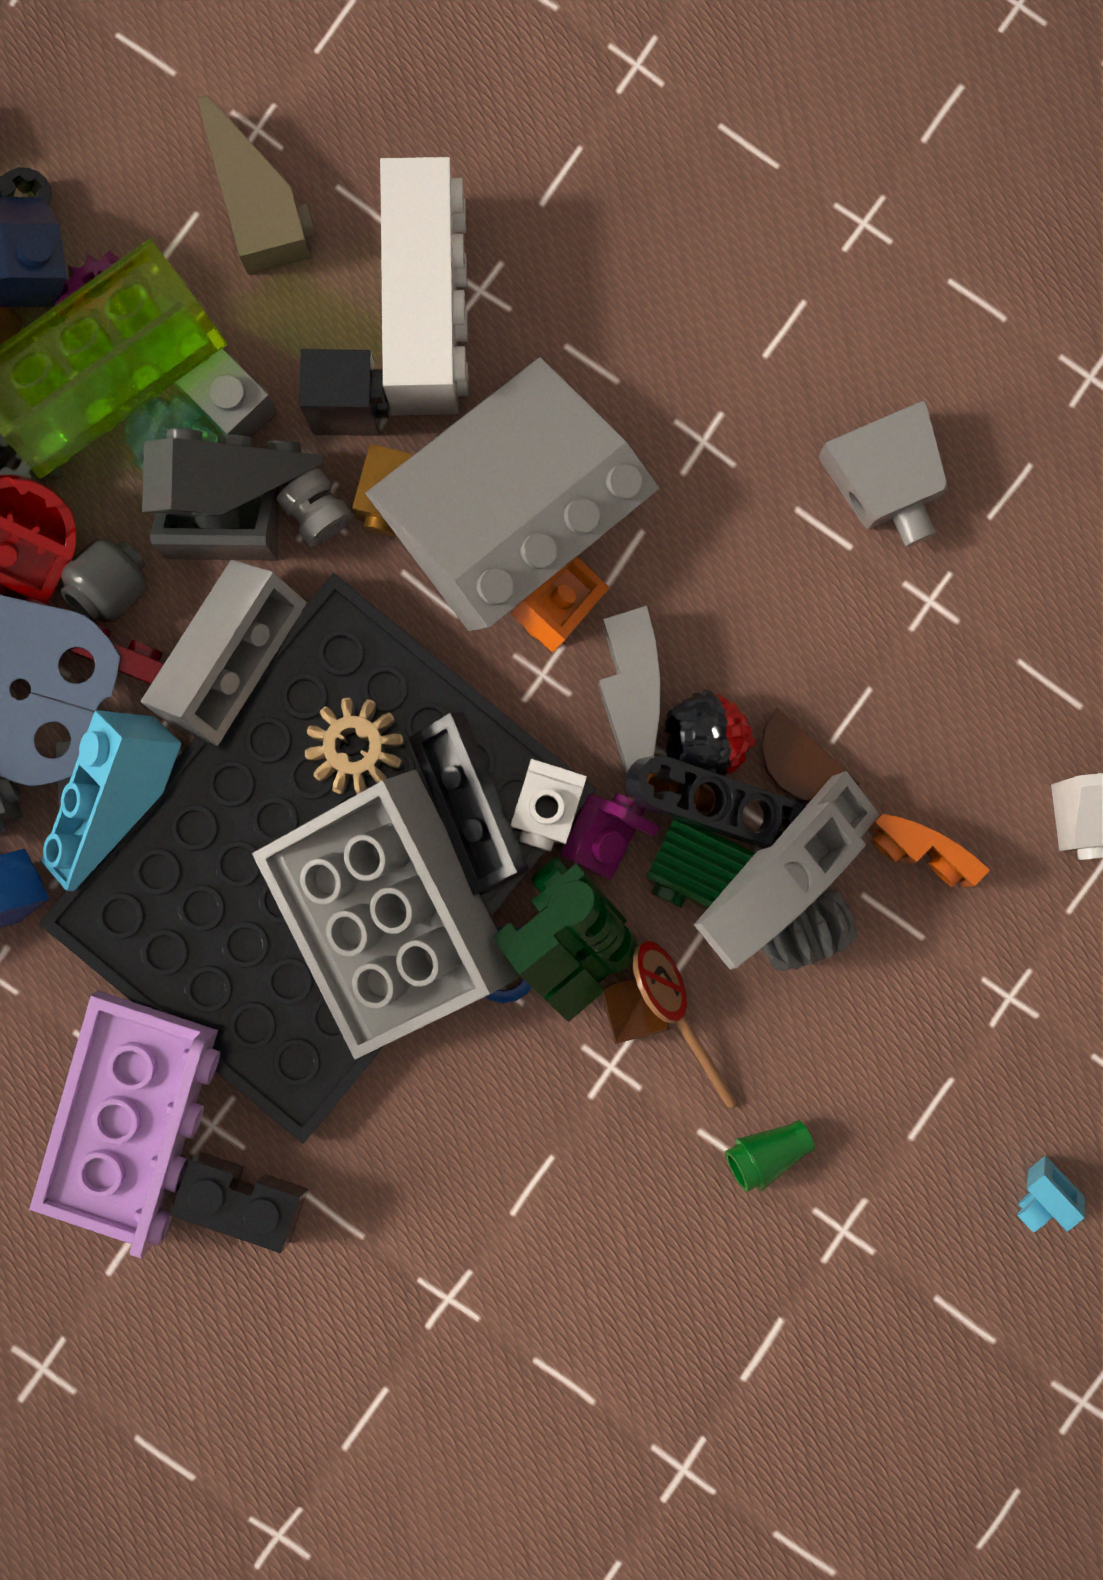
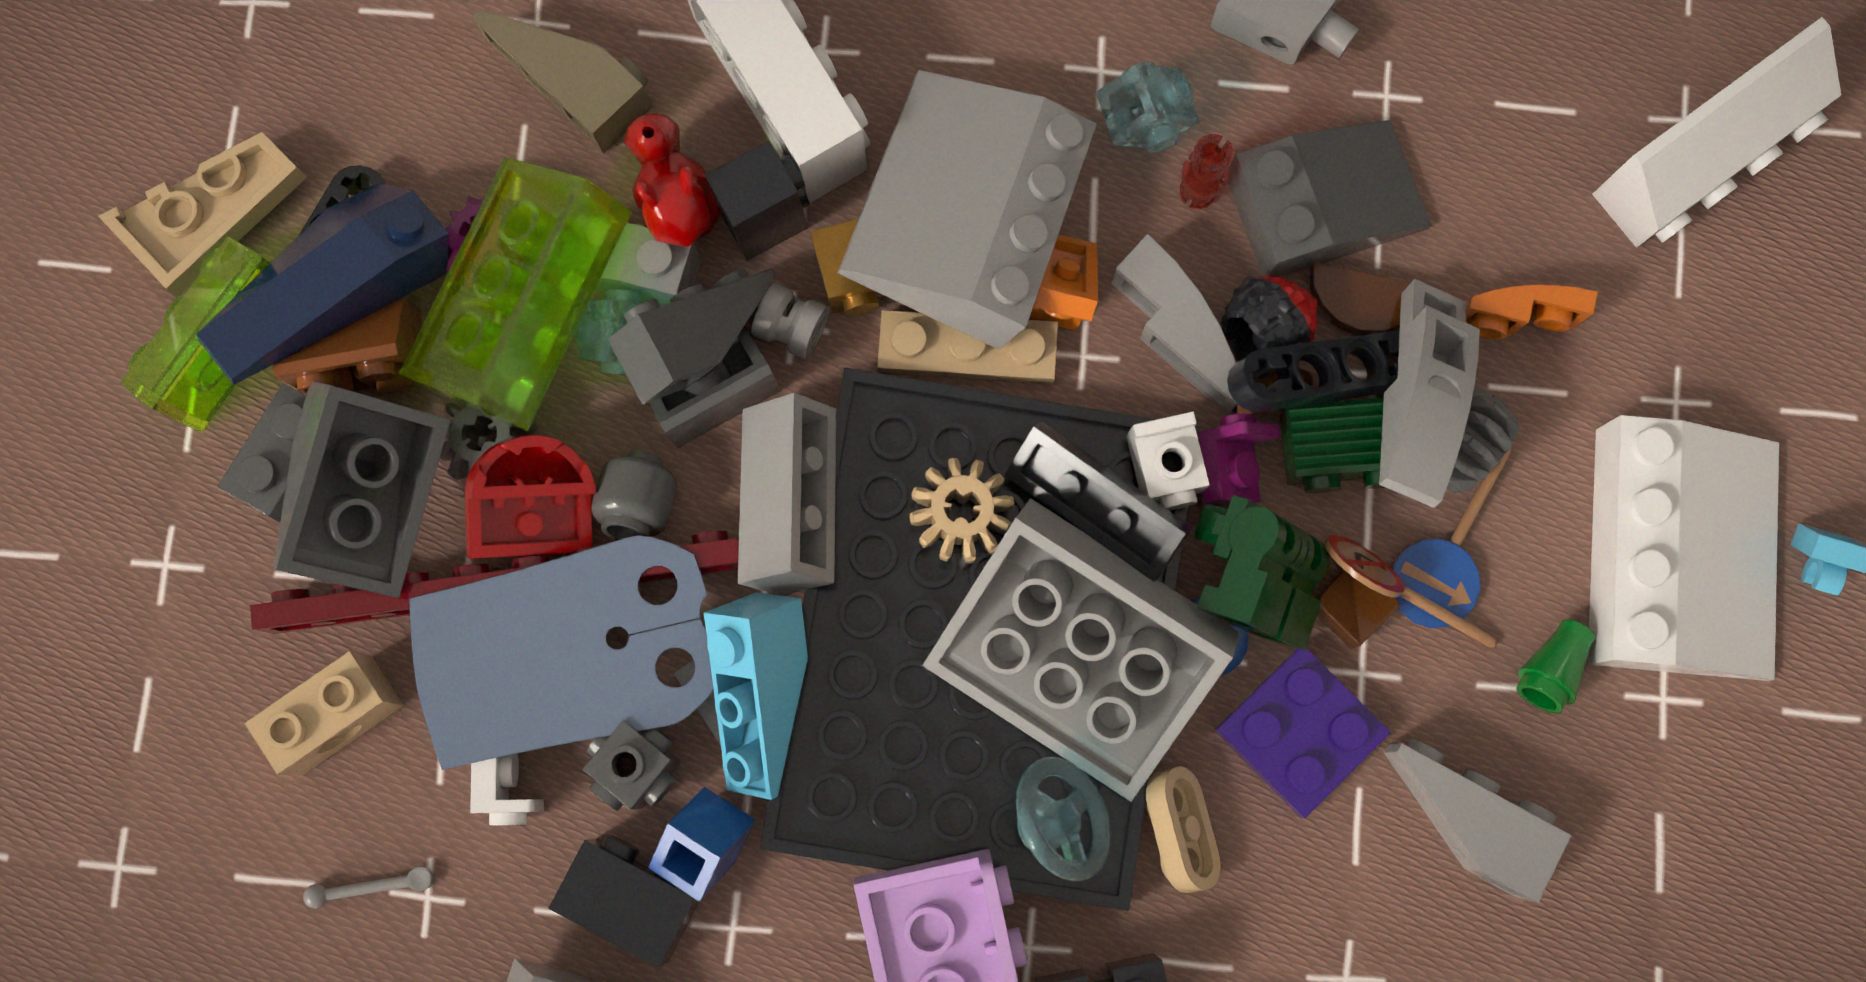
camera: 30 degrees left, 5 degrees down
(272, 340) = (669, 184): none -> red animal
(272, 1039) = (1056, 824): none -> clear light blue piece
(385, 1106) = (1182, 830): none -> tan plate
(408, 590) = (926, 347): none -> tan plate
(531, 1084) = (1302, 731): none -> dark purple plate
(629, 1256) = (1486, 833): none -> light grey slope
(715, 497) = (1148, 107): none -> clear light blue brick
(726, 568) = (1206, 171): none -> clear red pin
(727, 1021) = (1442, 568): none -> blue piece
(823, 658) = (1325, 196): none -> dark grey slope
(935, 1123) = (1684, 549): none -> white slope

